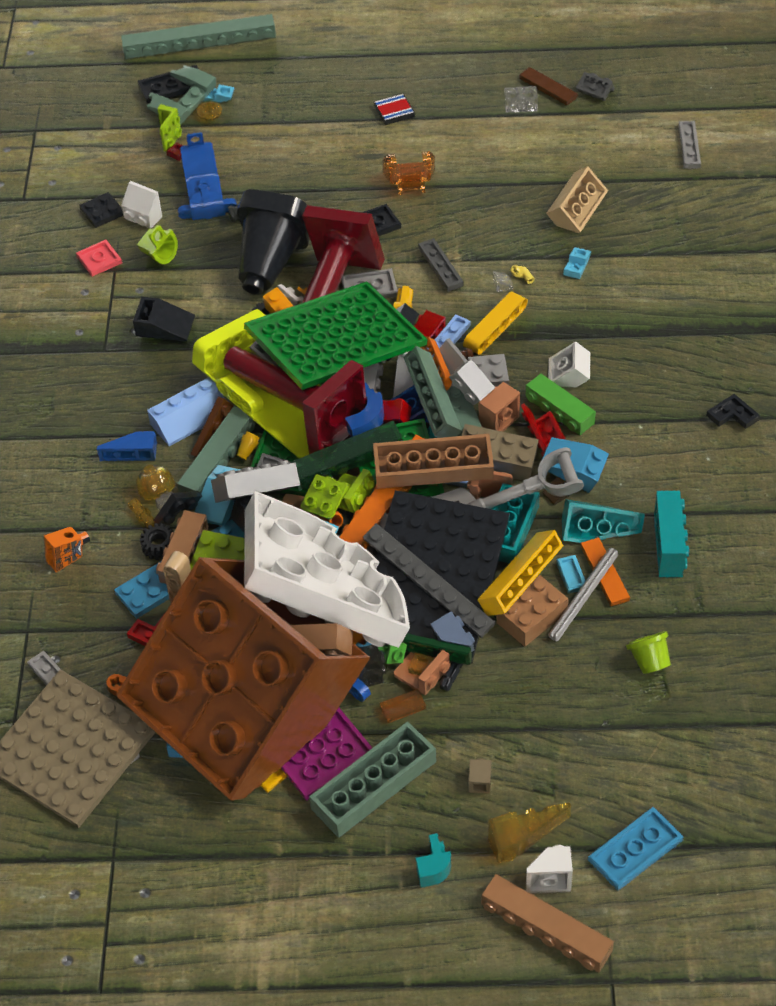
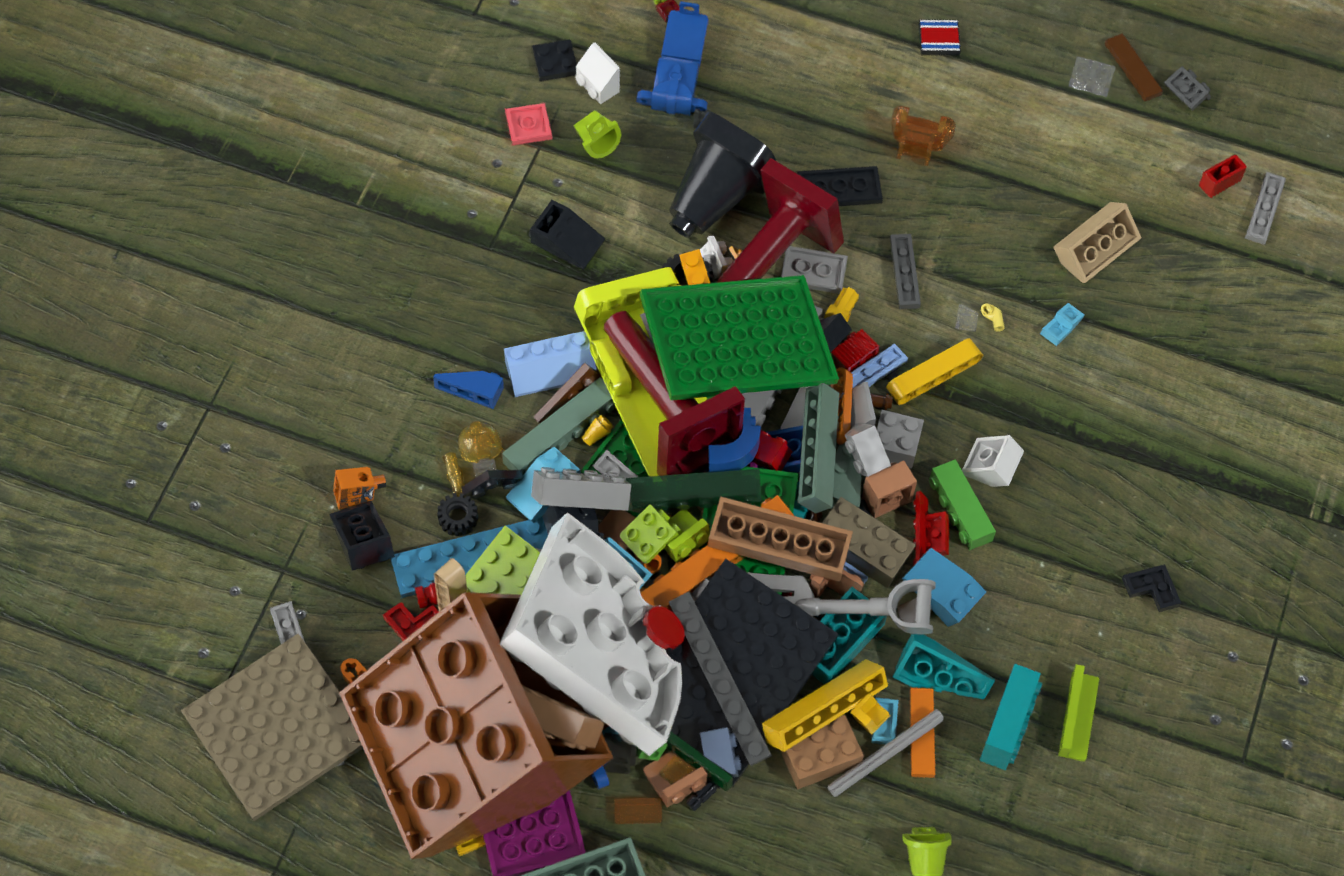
camera: 15 degrees right, 10 degrees up
(85, 582) = (362, 535): none -> black slope
(158, 607) = (426, 595): none -> red wheel
(184, 538) = (479, 532): medium nougat brick -> none
(368, 554) = (664, 627): none -> red tile
(558, 571) = (870, 714): none -> yellow panel
(648, 131) = (1222, 176): none -> red brick
(719, 518) = (1078, 715): none -> lime panel

